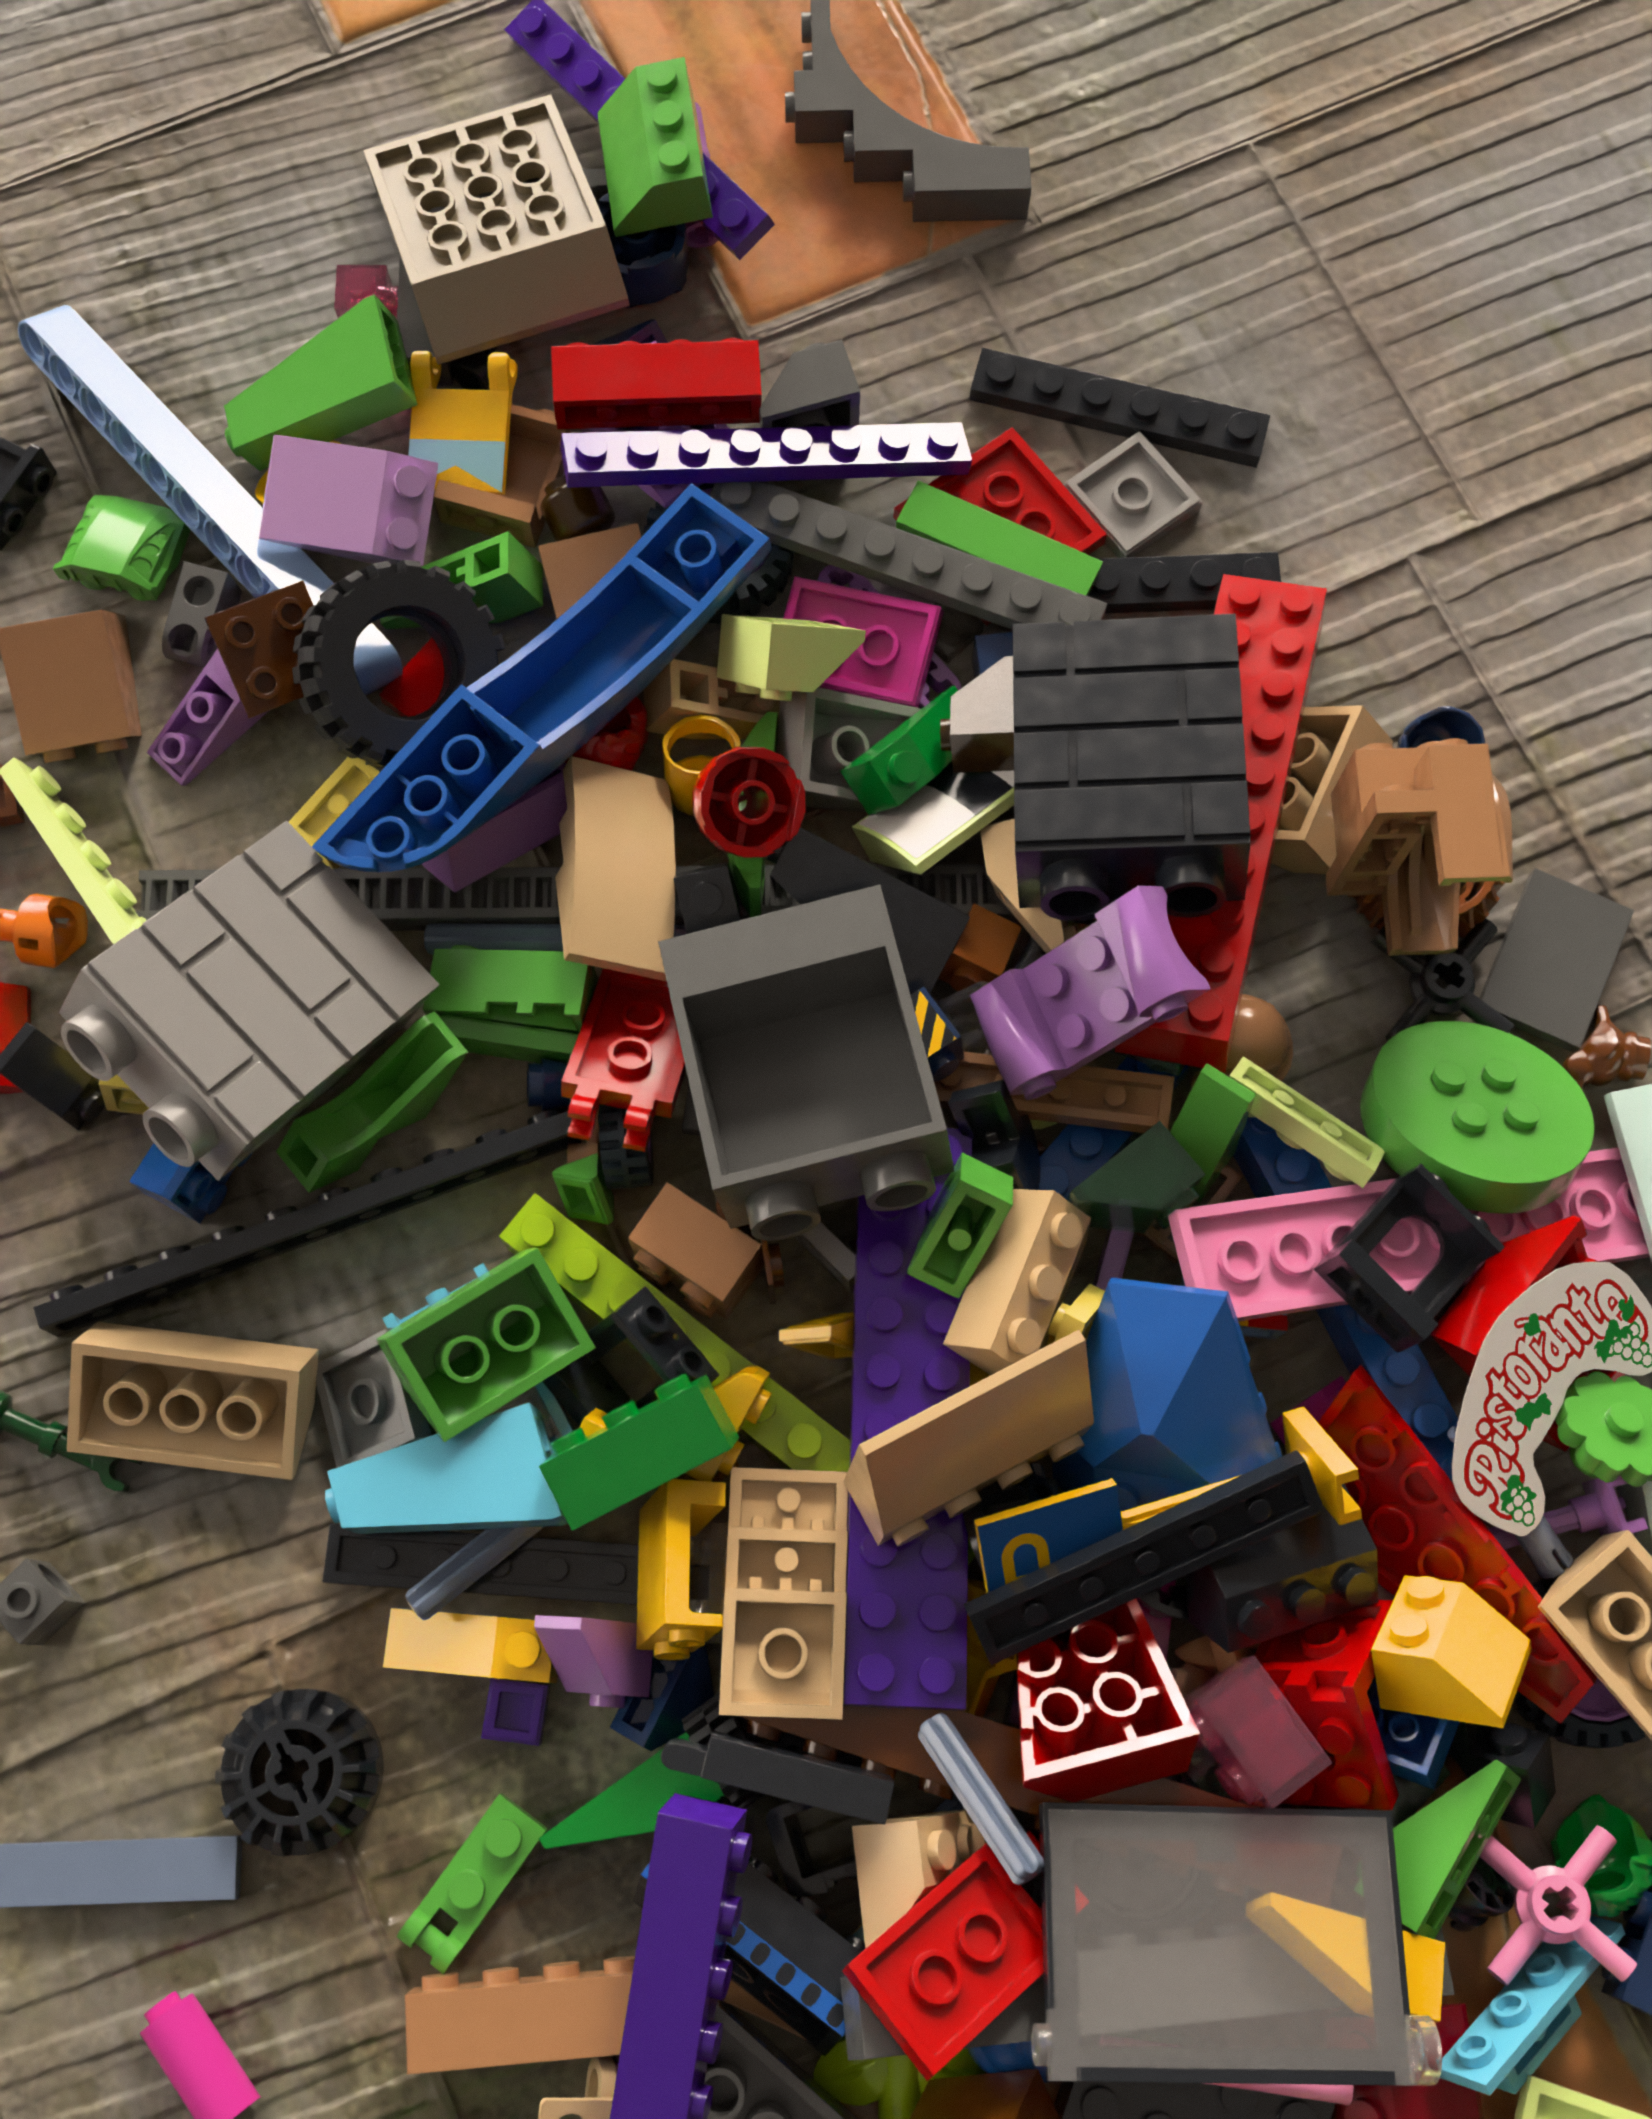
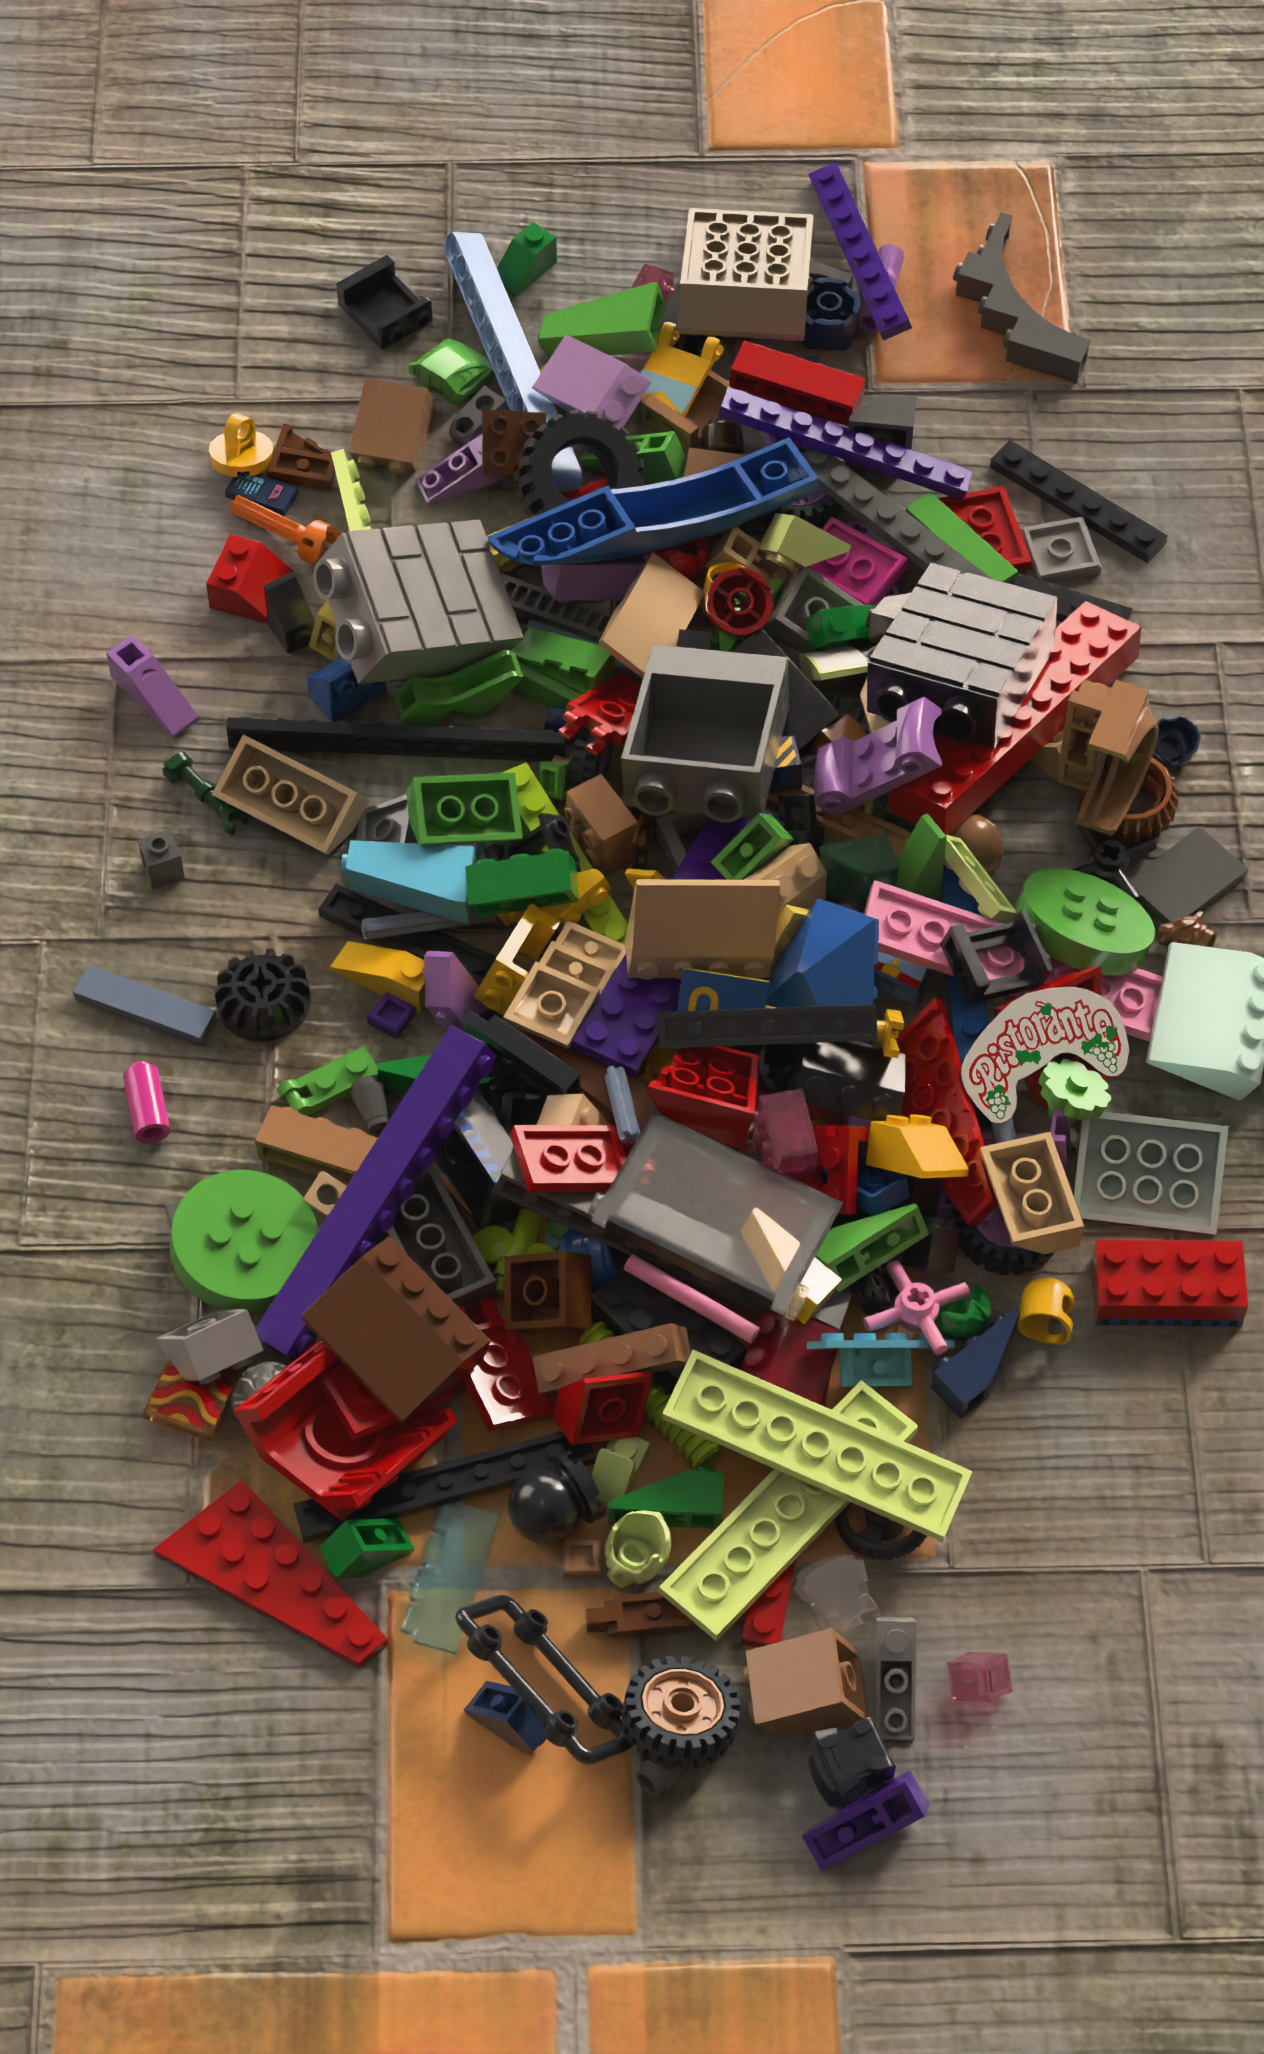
camera: 25 degrees right, 15 degrees down
(155, 319) = (527, 258): none -> green slope
(555, 1893) = (371, 1101): none -> dark grey cone
(654, 150) = (859, 263): bright green slope -> none

